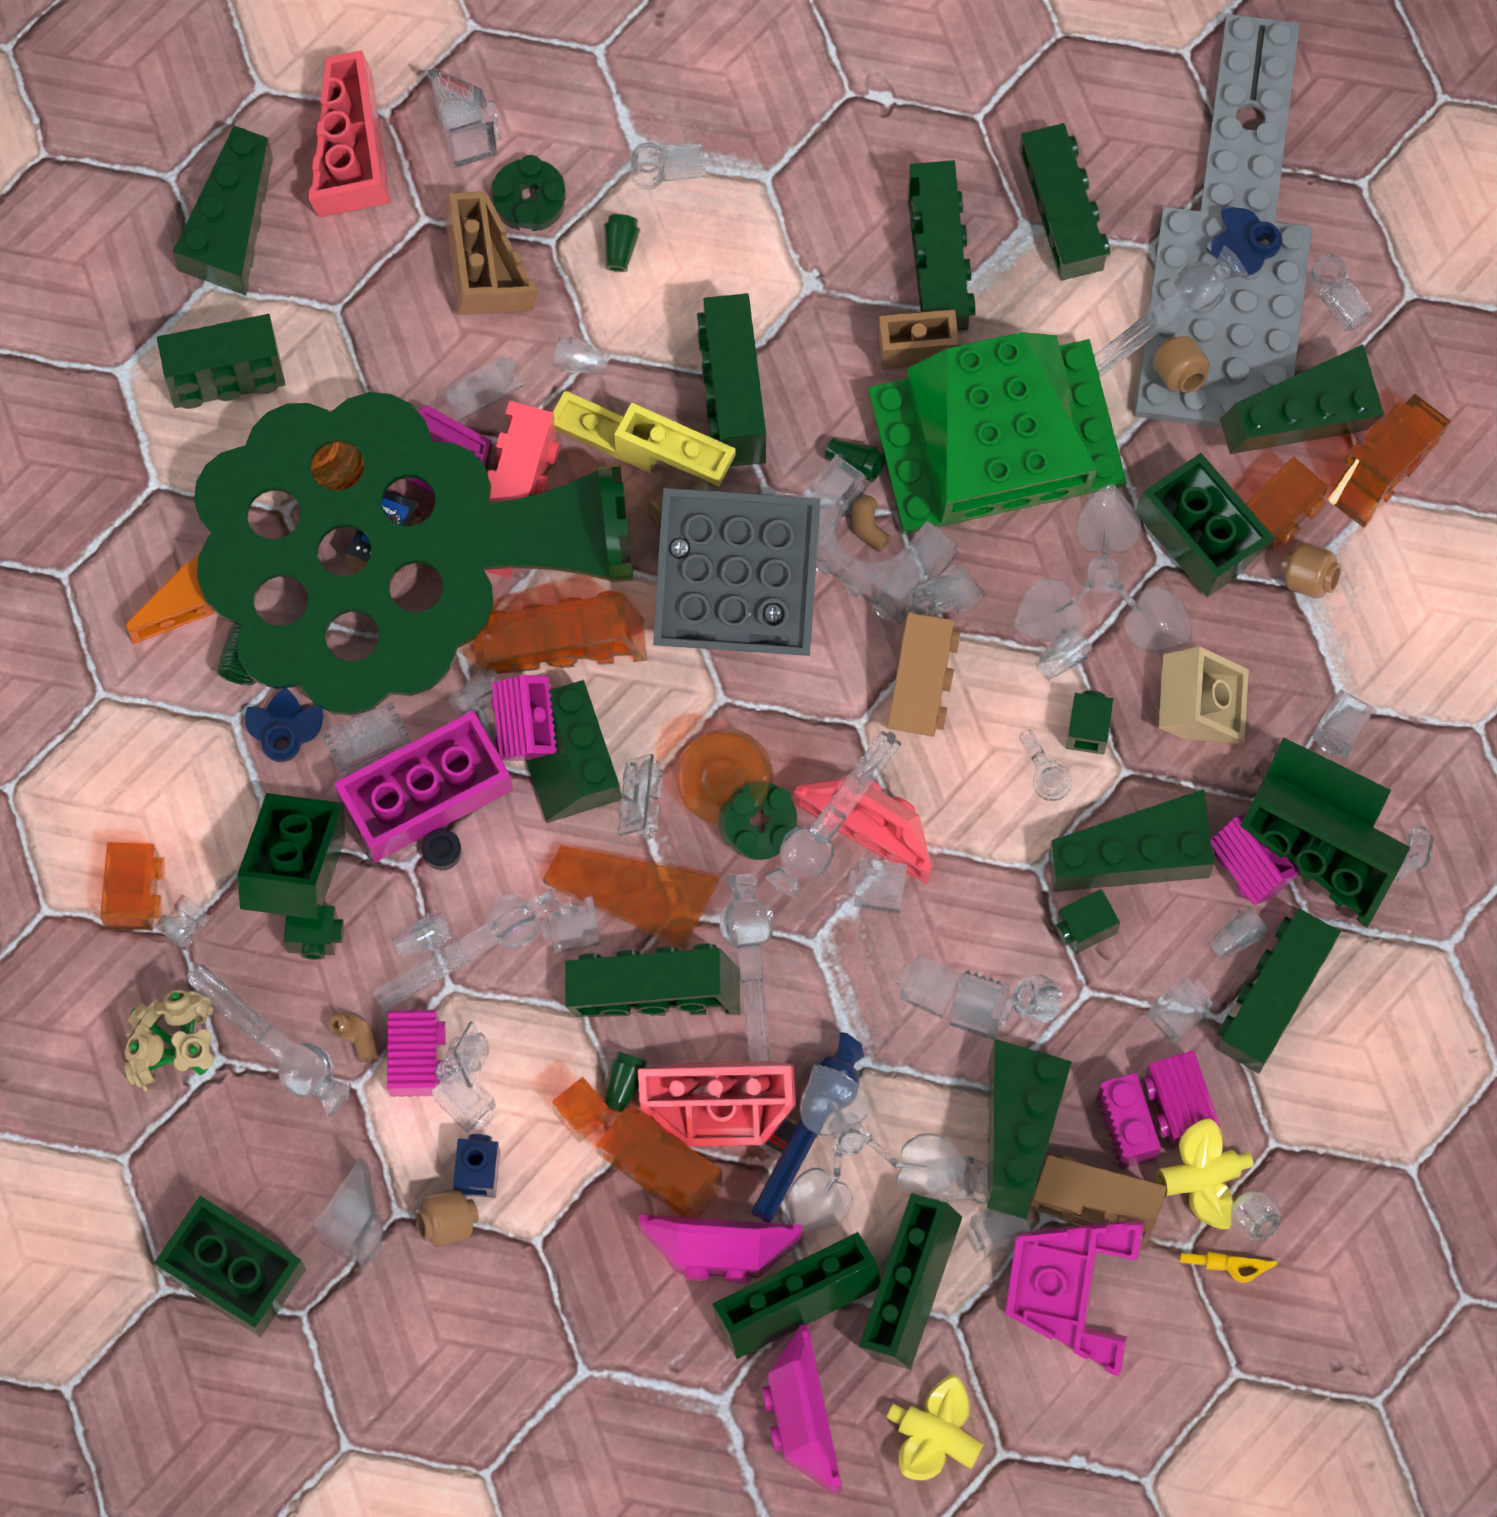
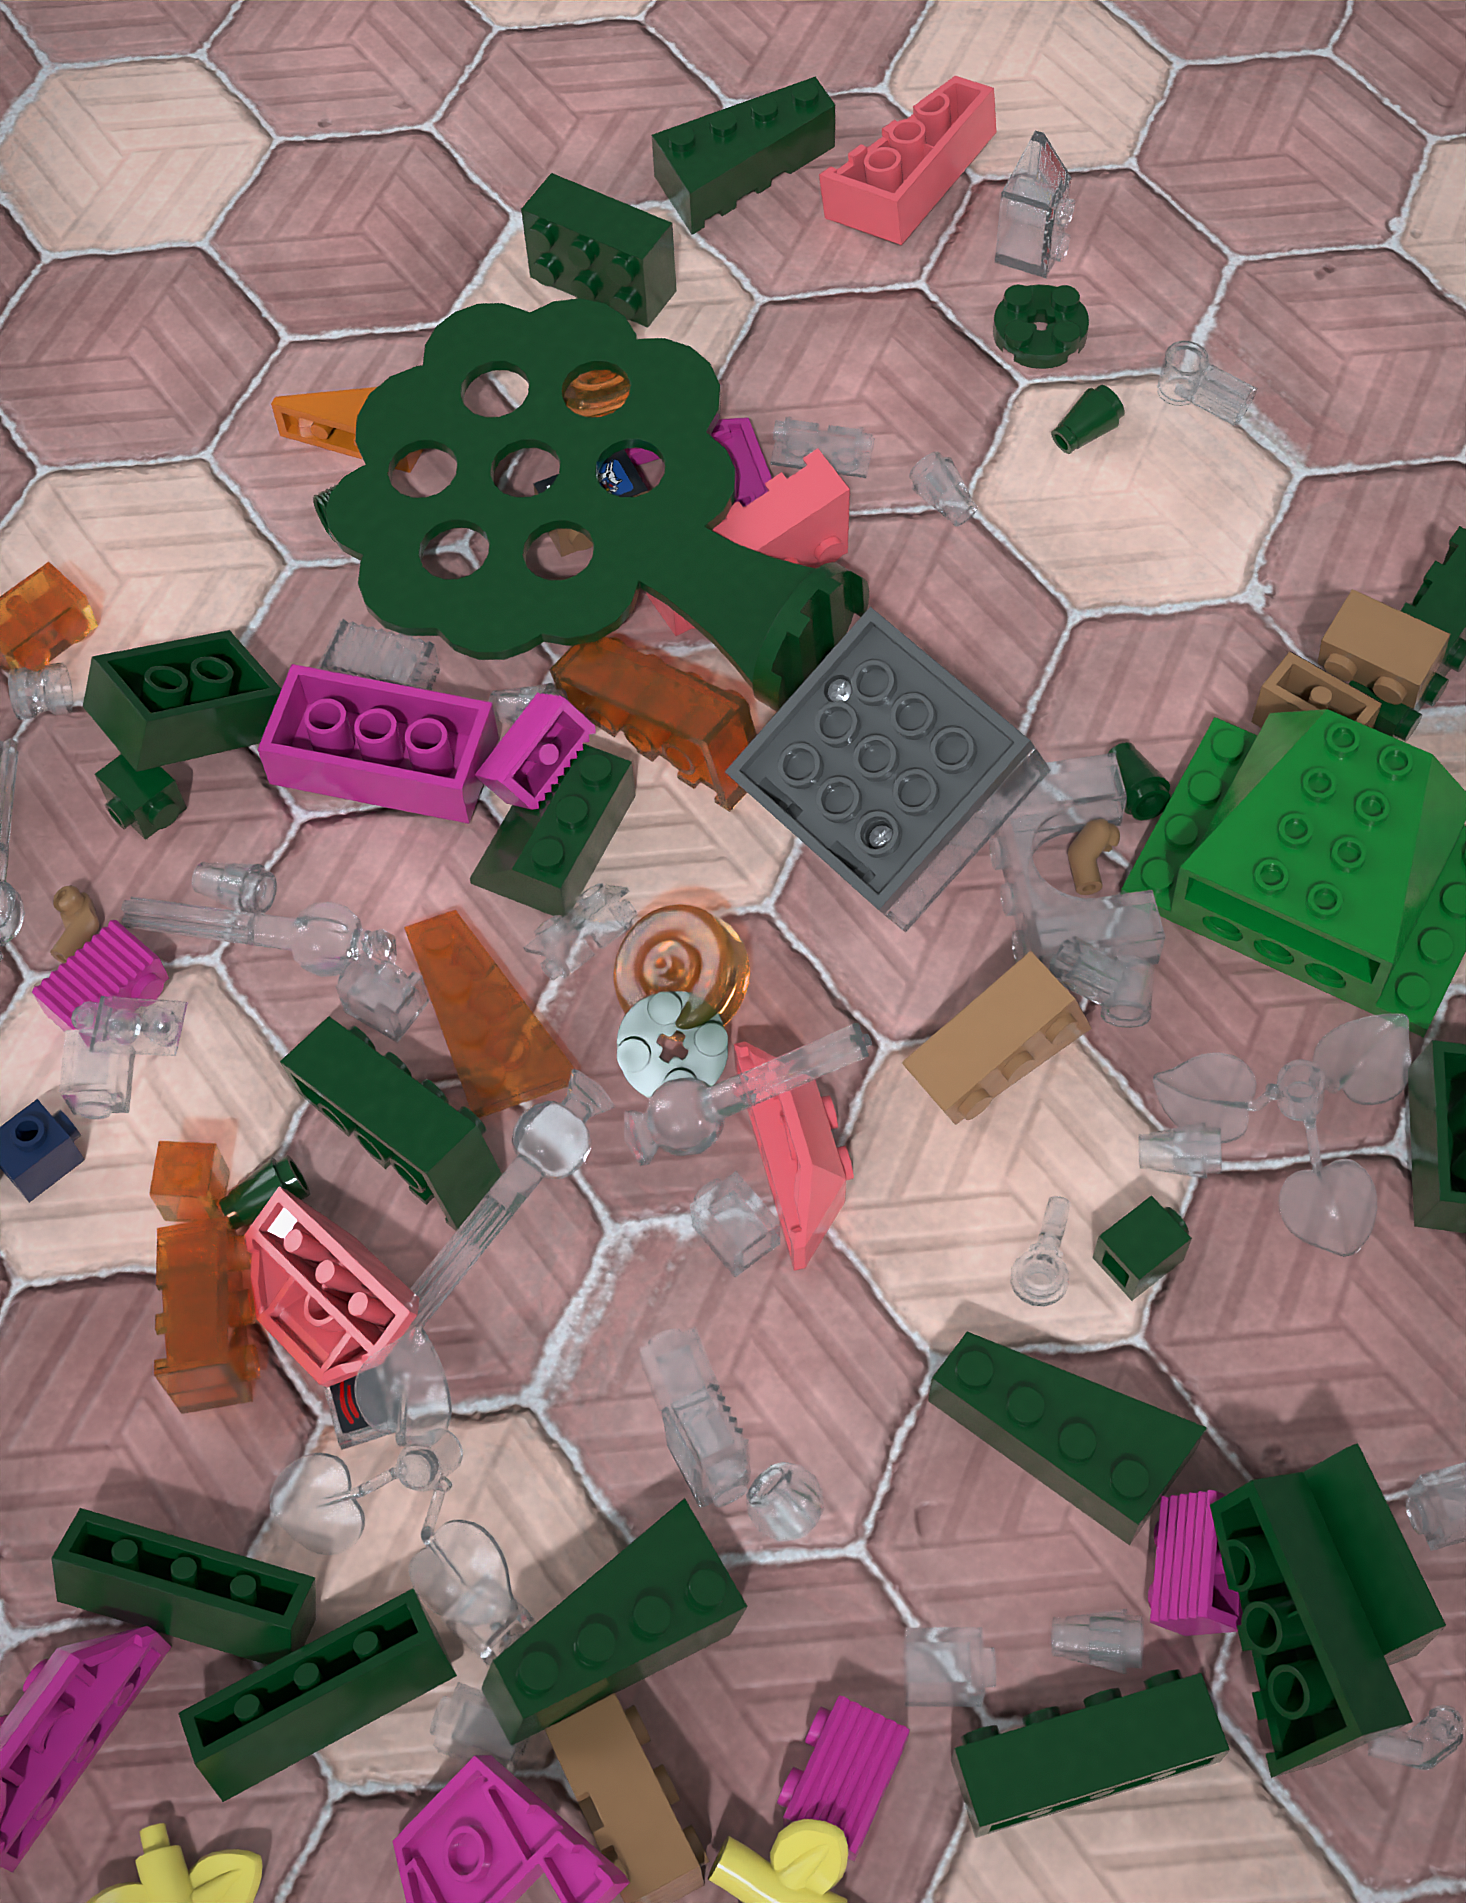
camera: 45 degrees right, 10 degrees down
(284, 721) = (325, 596): dark blue plate -> none
(441, 849) = (344, 823): black tile -> none
(483, 262) = (930, 336): medium nougat wedge -> none
(643, 438) = (927, 593): light yellow bracket -> none
(719, 1246) = (172, 1458): dark pink wedge -> none
(732, 377) = (1073, 607): dark green brick -> none
(802, 1138) = (476, 1393): dark blue piece -> none
(931, 277) = (1382, 649): none -> medium nougat brick
(1087, 921) = (928, 1464): dark green brick -> none
(1128, 1121) = (754, 1743): dark pink brick -> none
(1203, 696) = (1308, 1330): tan slope -> none

